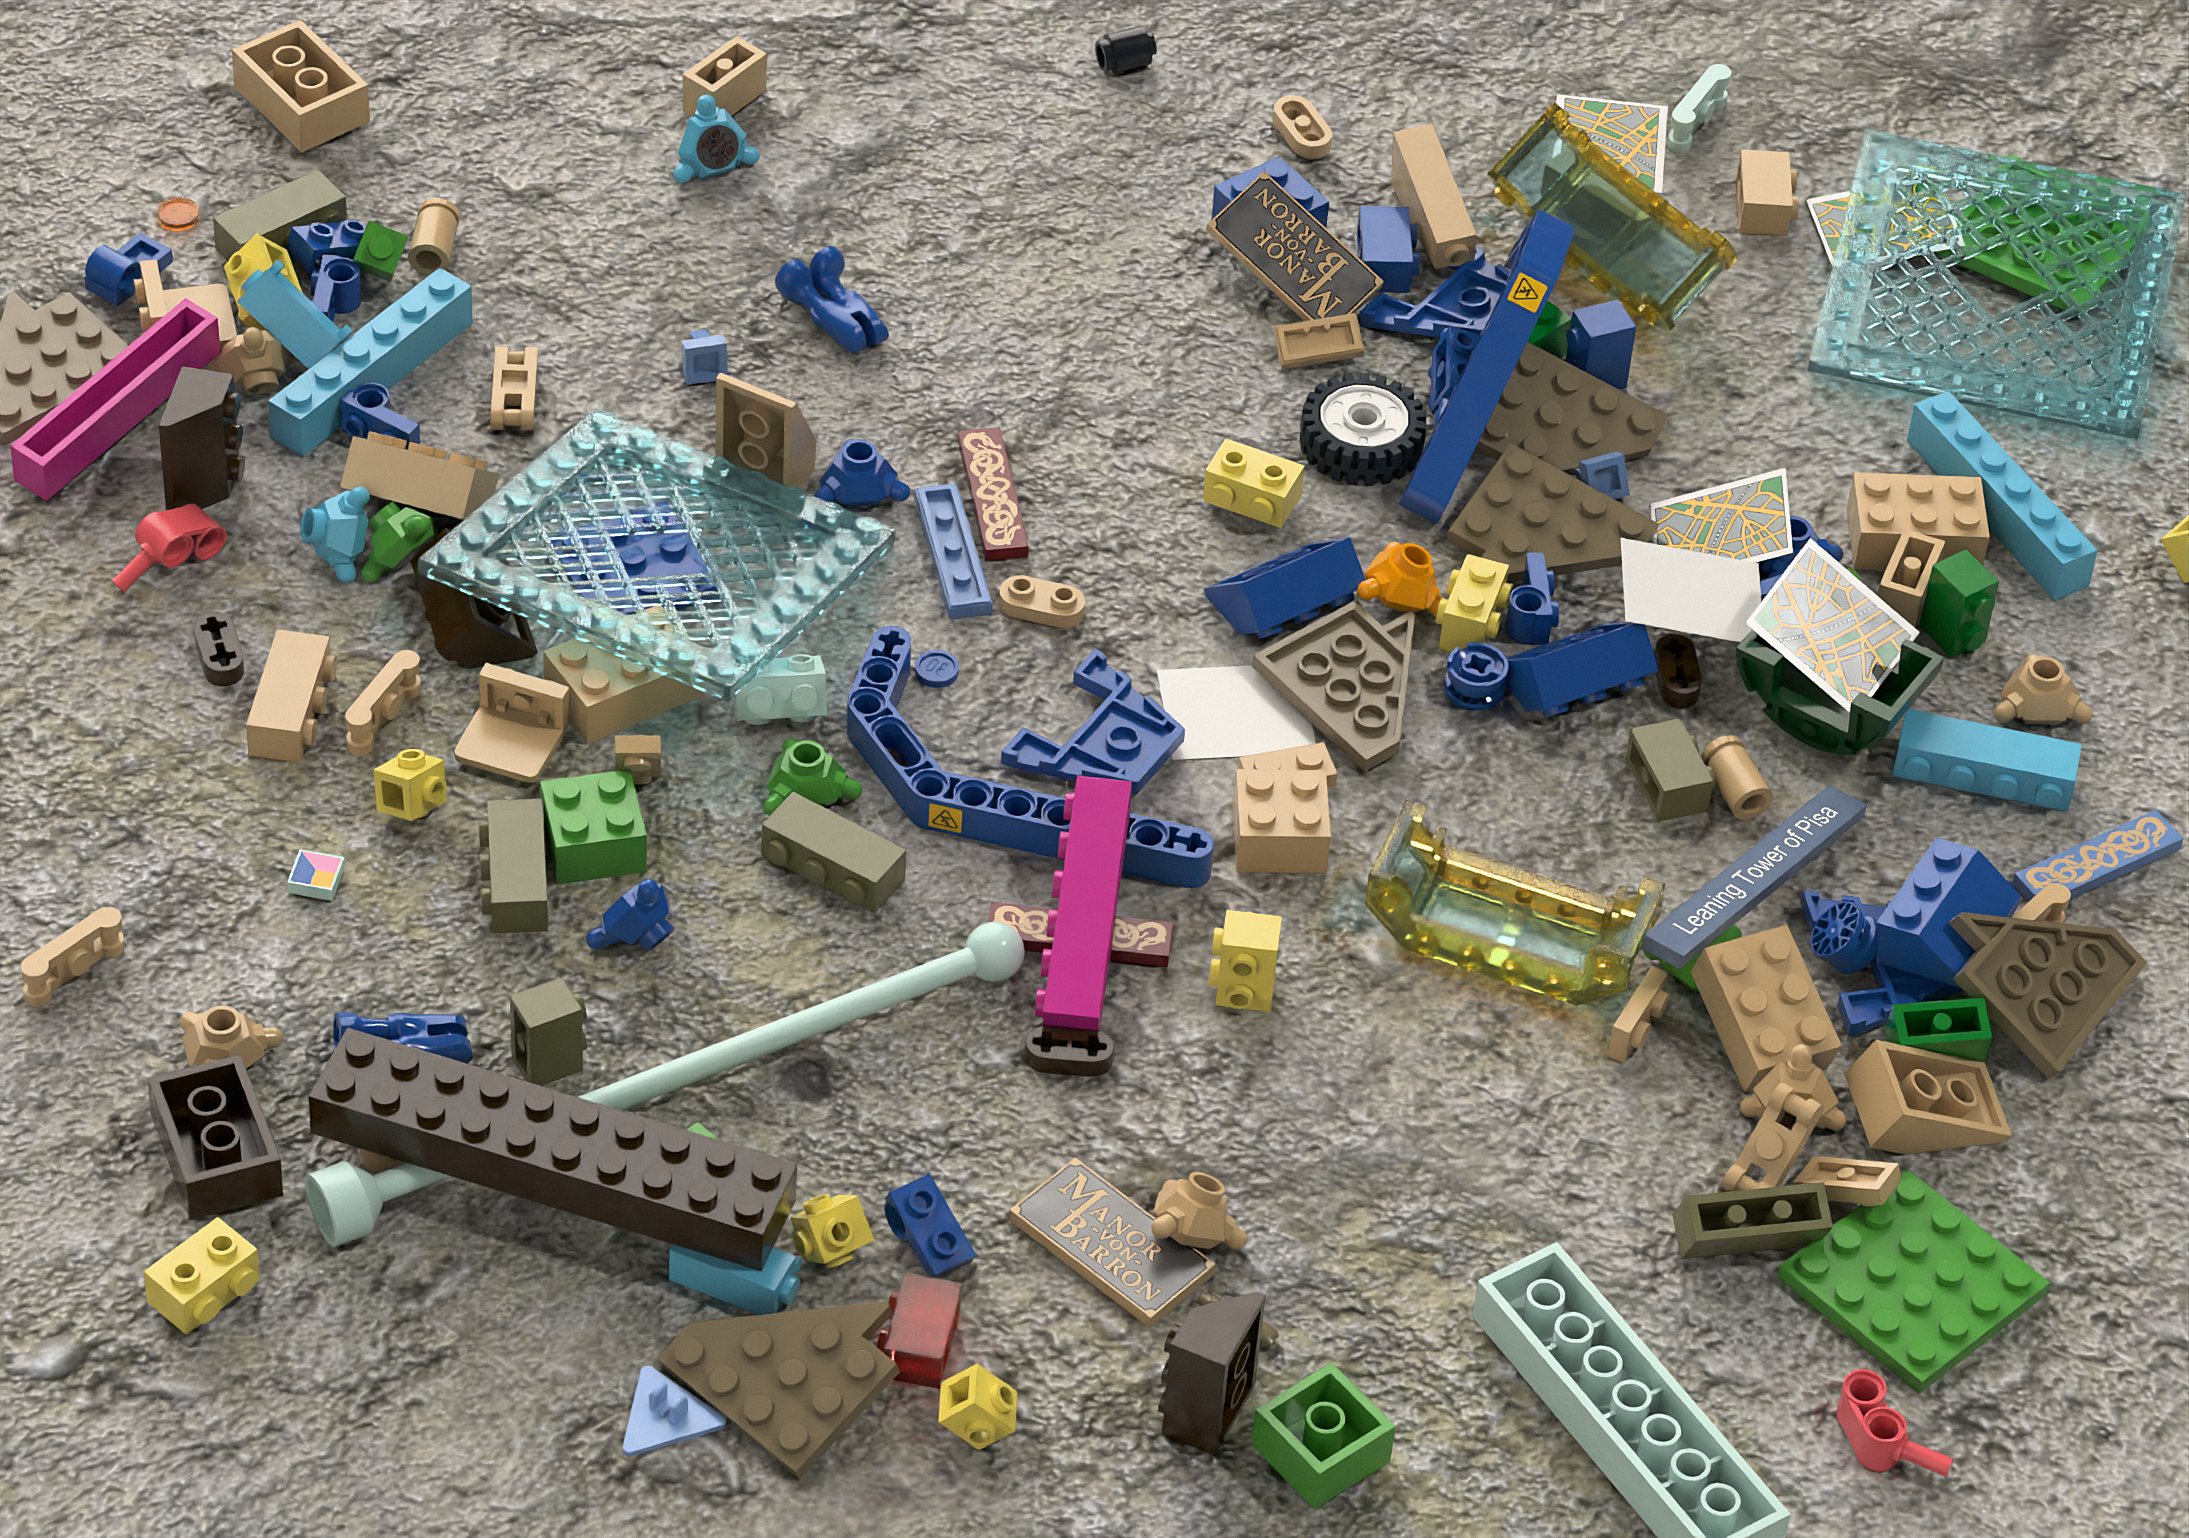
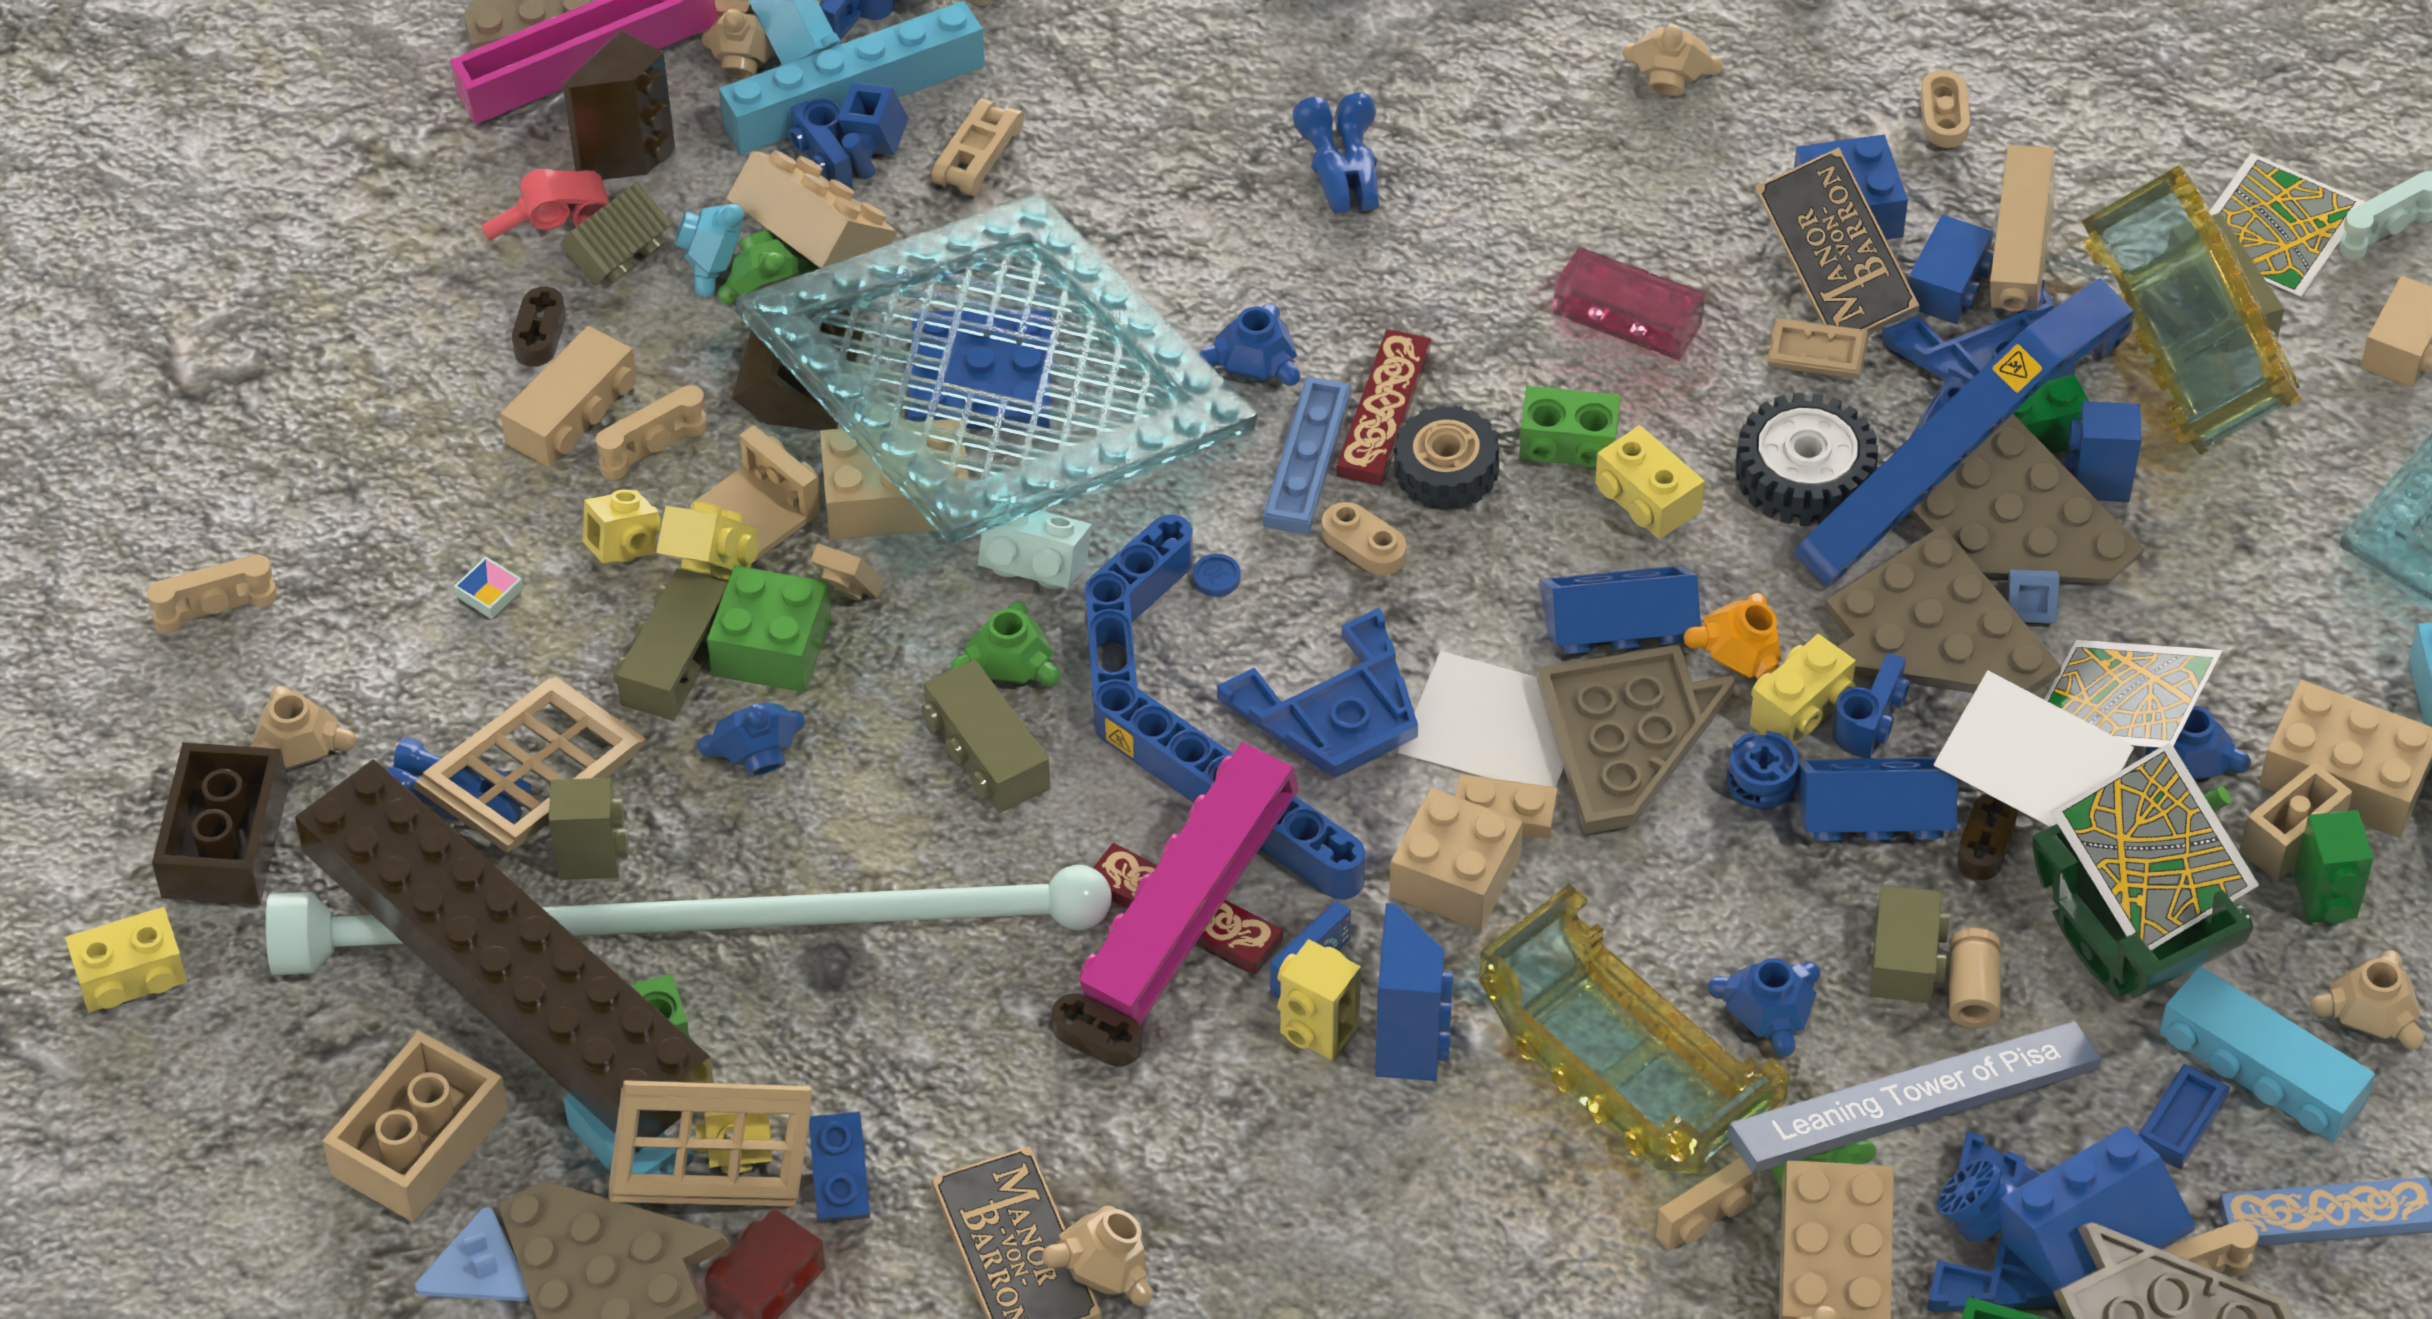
camera: 30 degrees right, 5 degrees up
(247, 551) = (617, 234): none -> olive brick
(417, 392) = (871, 124): none -> blue brick
(477, 950) = (487, 822): none -> tan piece
(505, 767) = (707, 539): none -> light yellow brick
(552, 1318) = (415, 1126): none -> tan brick
(703, 357) = (1176, 172): medium blue tile -> none
(763, 432) = (1170, 277): tan slope -> none
(815, 1196) = (709, 1098): none -> tan piece
(1059, 149) = (1671, 59): none -> tan rock
(1073, 515) = (1446, 457): none -> black wheel
(1146, 351) = (1628, 303): none -> clear pink brick
(1158, 461) = (1567, 425): none -> bright green brick
(1201, 942) = (1328, 930): none -> blue tile
(1326, 931) = (1411, 1001): none -> blue slope
(1589, 846) = (1770, 999): none -> blue rock
(1948, 817) = (2183, 1115): none -> blue tile

